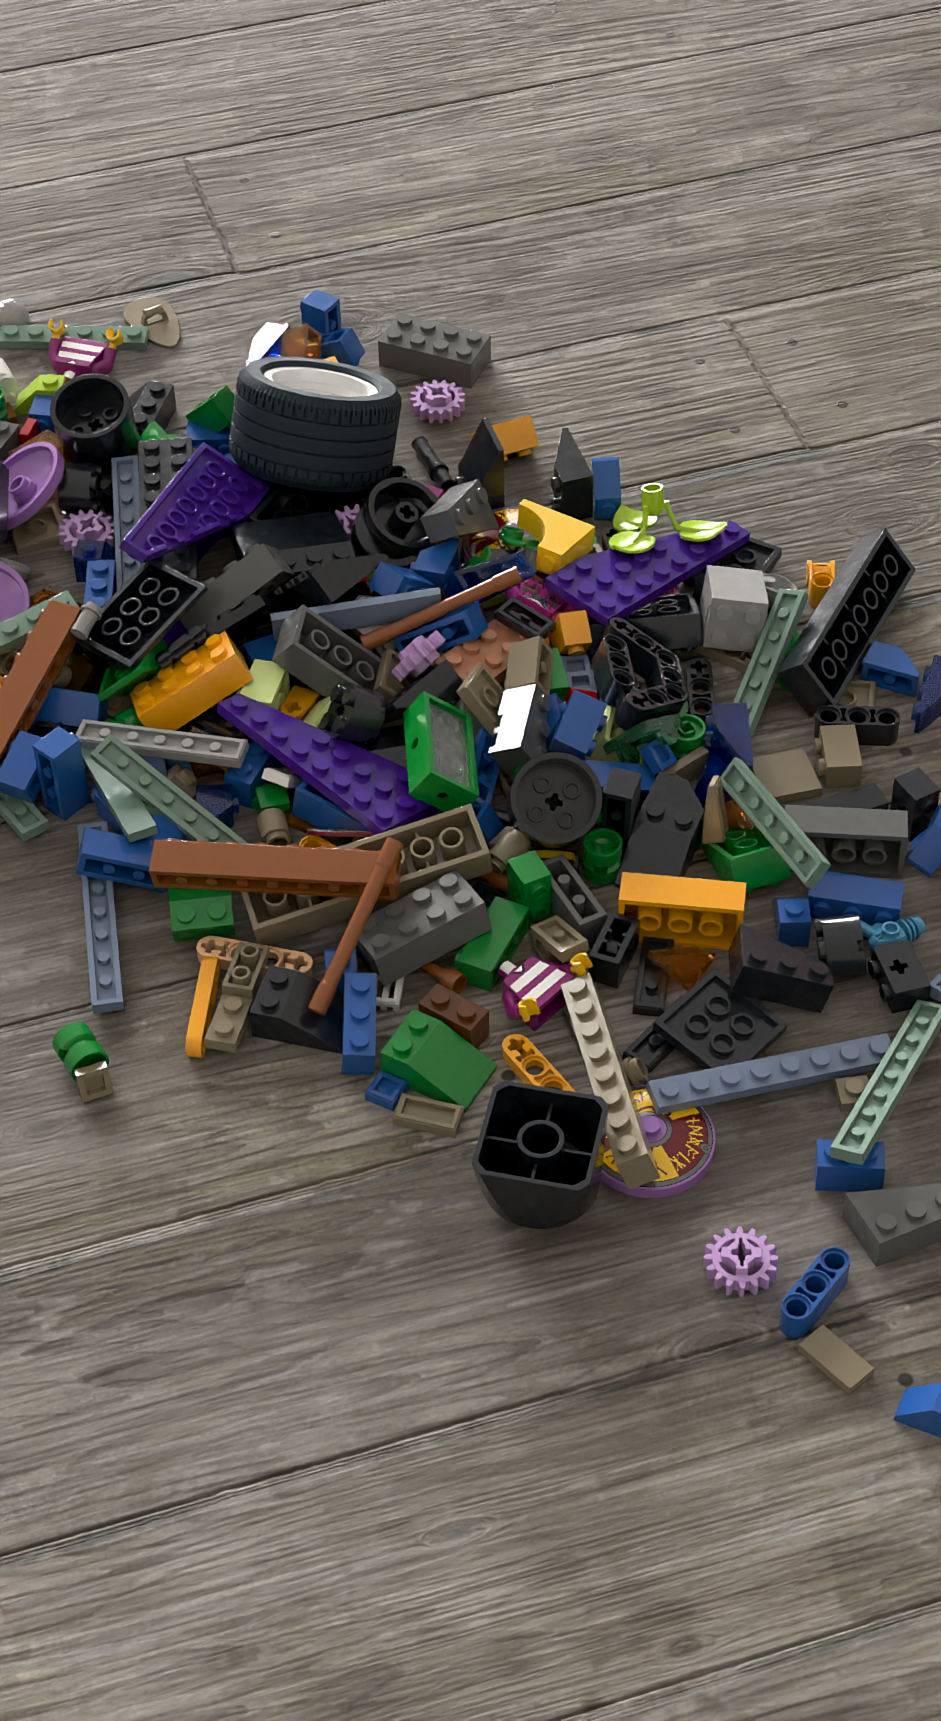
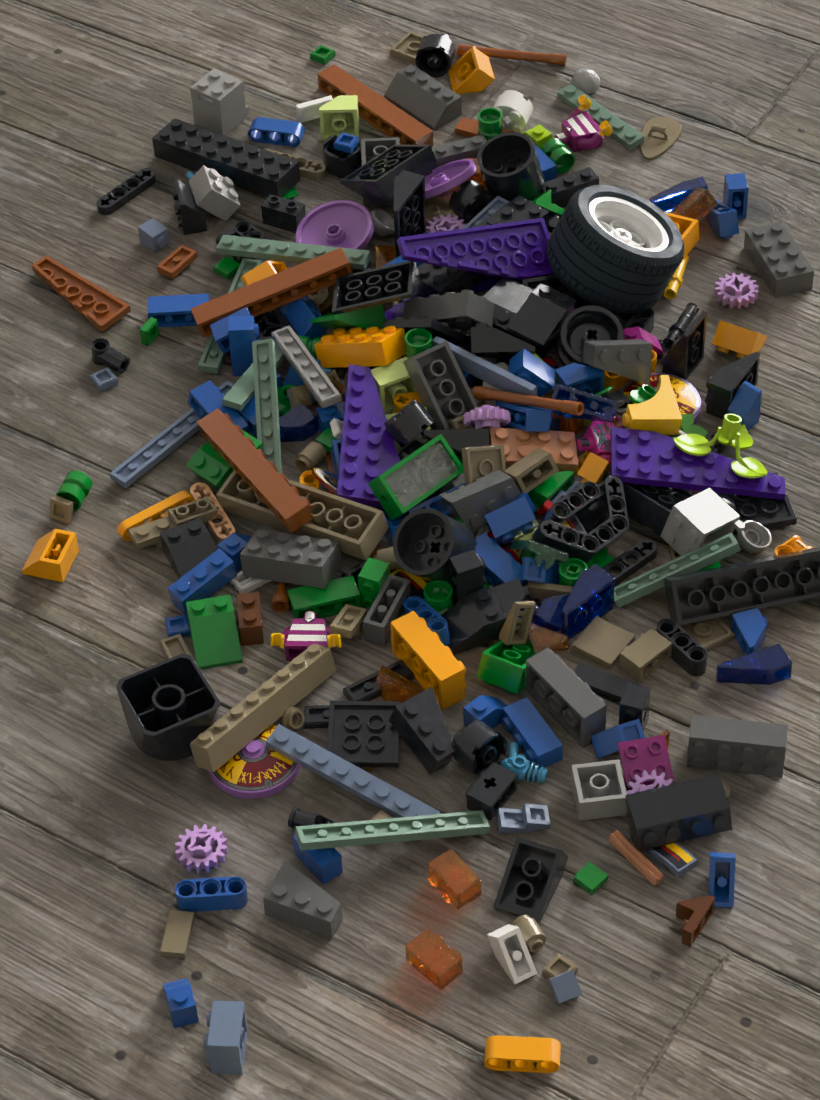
camera: 50 degrees right, 0 degrees up
(50, 535) = (409, 205): none -> black slope
(89, 615) = (345, 271): light grey pin -> none
(156, 1132) = (52, 556): none -> light orange slope
(181, 647) = (373, 321): black axle -> none
(259, 637) = (417, 341): none -> green wheel
(327, 987) = (286, 504): dark orange piece -> none
(331, 526) = (542, 315): none -> black slope
(521, 622) = (573, 455): black tile -> none
(532, 1057) = (251, 668): light orange beam -> none
(605, 878) = (433, 619): none -> blue beam
(614, 949) = (370, 651): black brick -> none
(774, 823) = (526, 651): sand green tile -> none
(792, 1148) = (301, 818): none -> black piece

